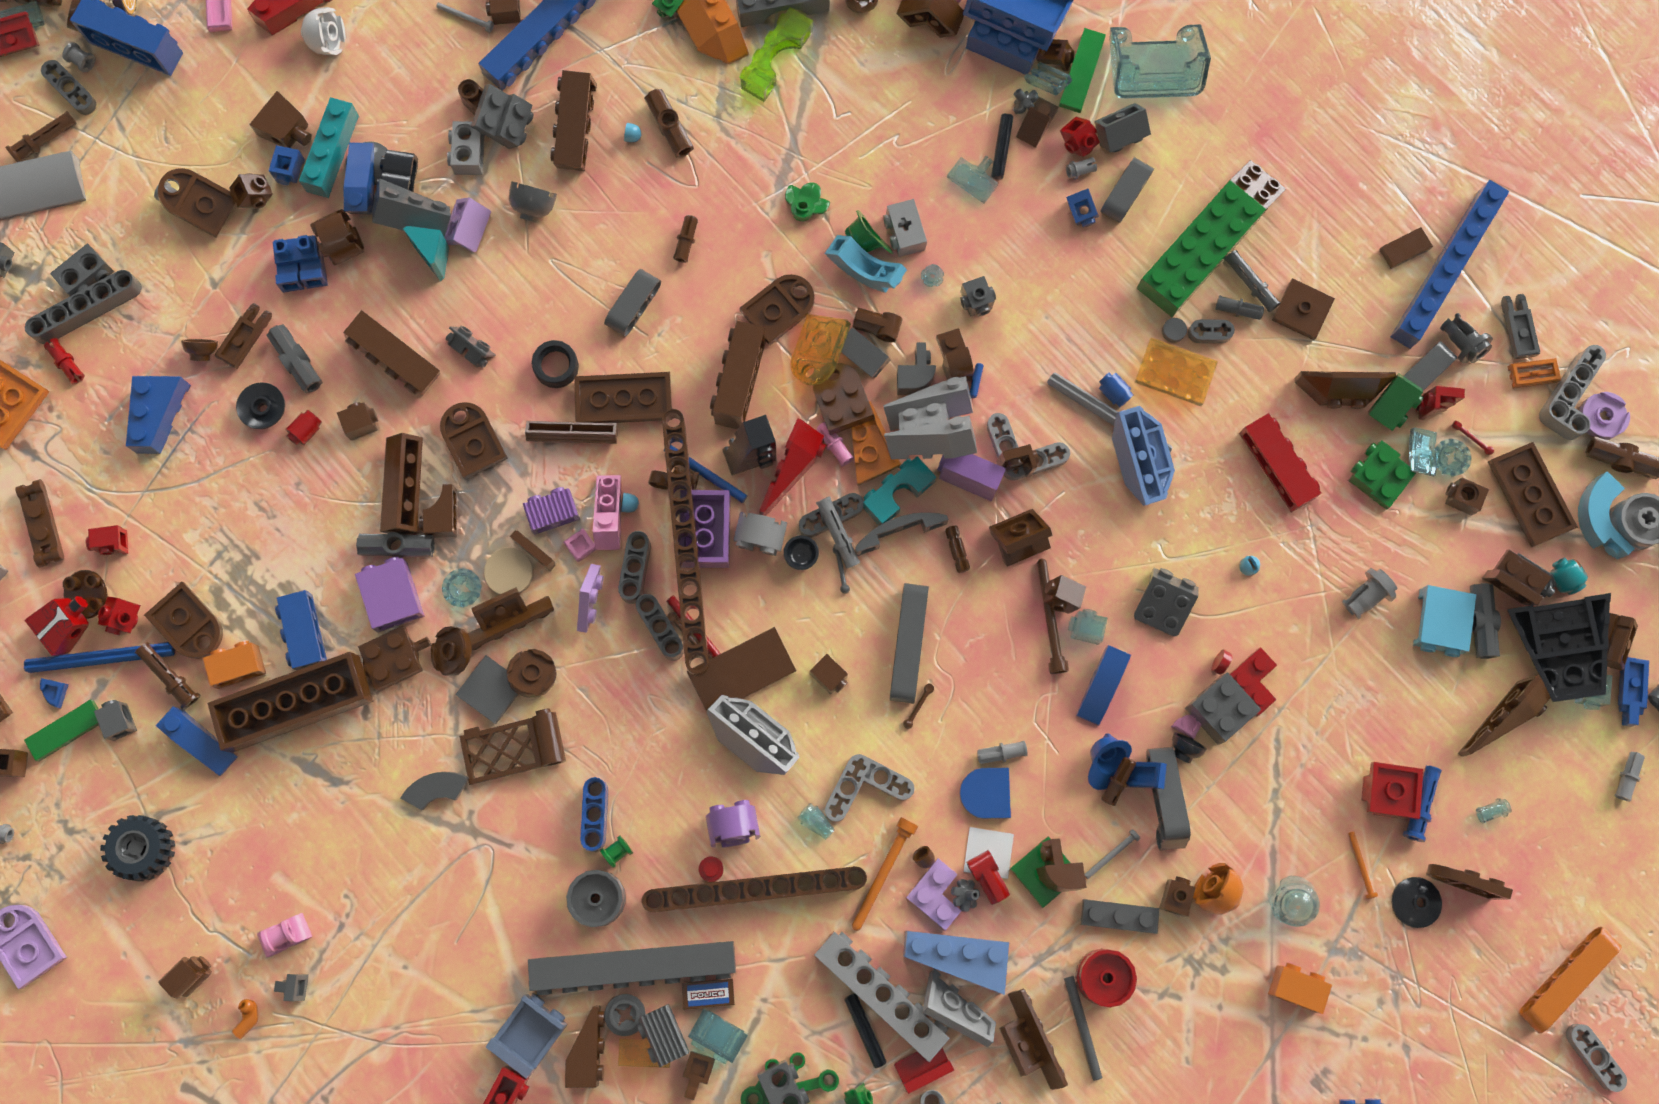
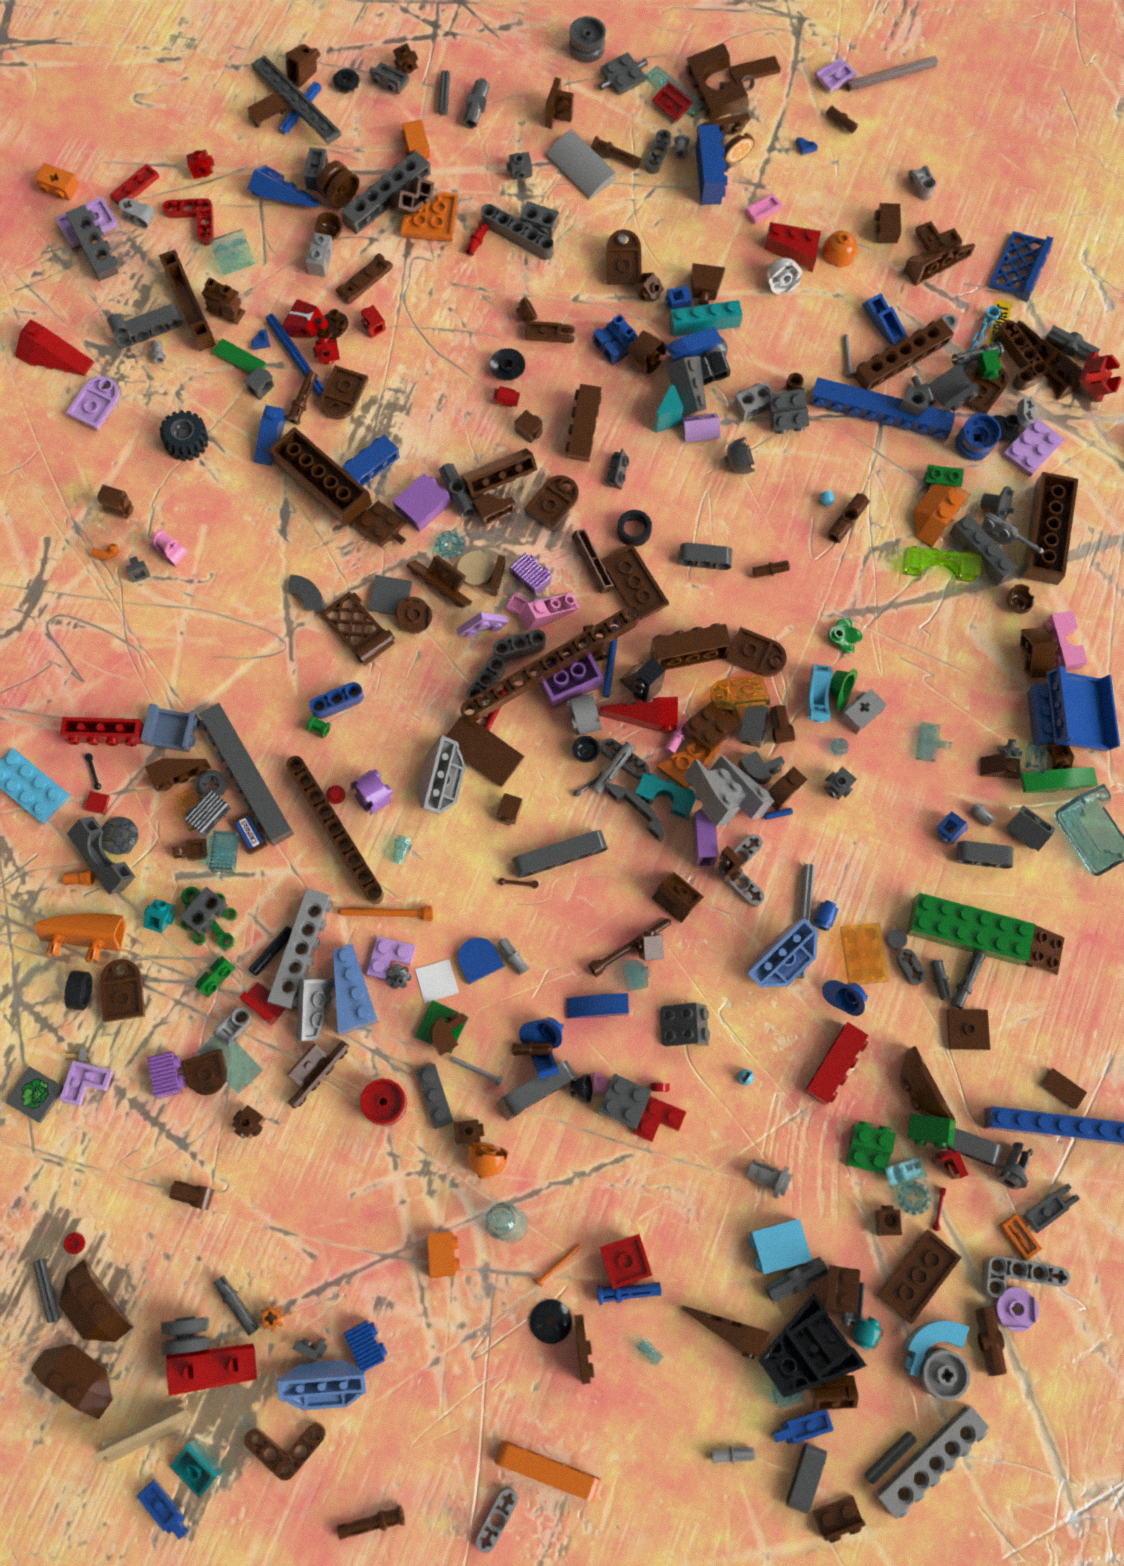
camera: 65 degrees right, 5 degrees down
(152, 411) = (469, 304): blue wedge -> none
(234, 665) = (328, 433): orange brick -> none
(294, 358) = (550, 368): dark grey piece -> none
(451, 651) = (402, 557): reddish brown tile -> none
(573, 120) = (813, 455): reddish brown wedge -> none
(611, 898) = (280, 727): dark grey wheel -> none
(629, 503) = (562, 621): medium azure hinge -> none
(867, 776) = (450, 870): light grey beam -> none
(924, 857) = (411, 935): reddish brown hinge -> none
(957, 549) = (646, 857): reddish brown axle -> none
(986, 872) = (421, 982): red piece -> none
(1002, 146) = (966, 750): black axle -> none
(1079, 136) = (1004, 800): red brick -> none
(1083, 1028) = (339, 1107): dark grey bar -> none
(1215, 414) = (846, 997): none -> blue piece

